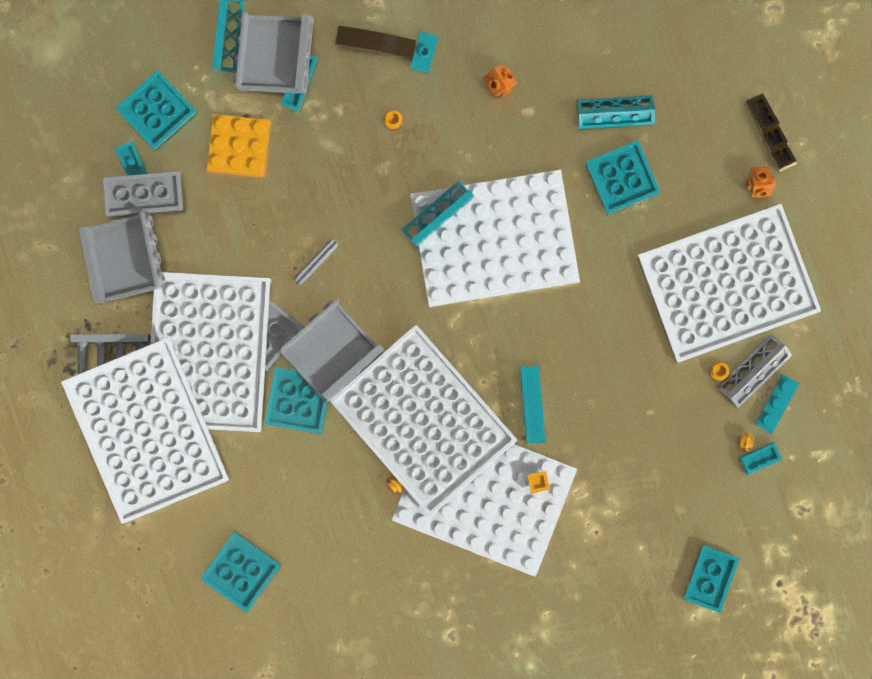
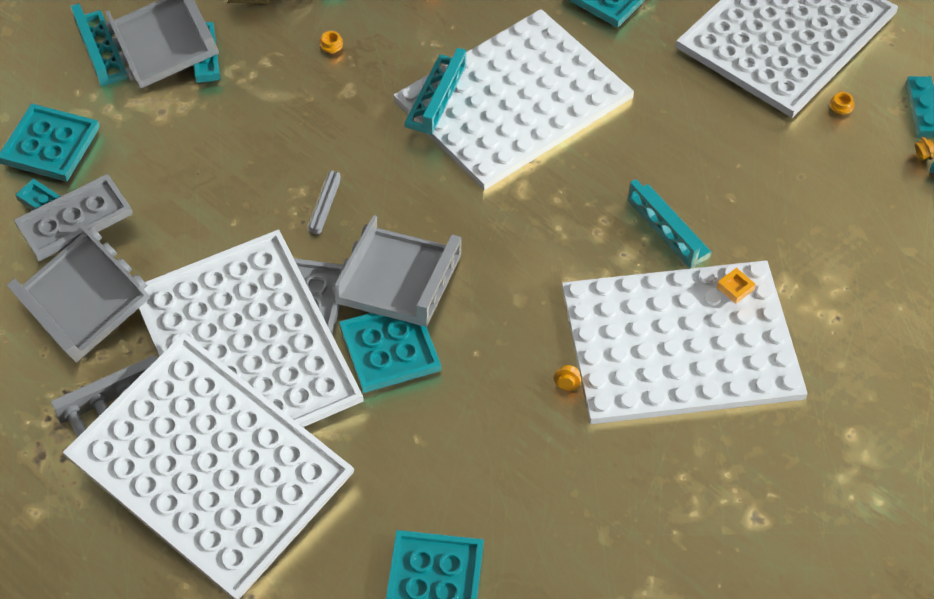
camera: 25 degrees left, 30 degrees down
(238, 145) = (167, 136): light orange plate -> none
(423, 420) = (557, 290): white plate -> none
(758, 373) = (884, 84): light grey fence -> none

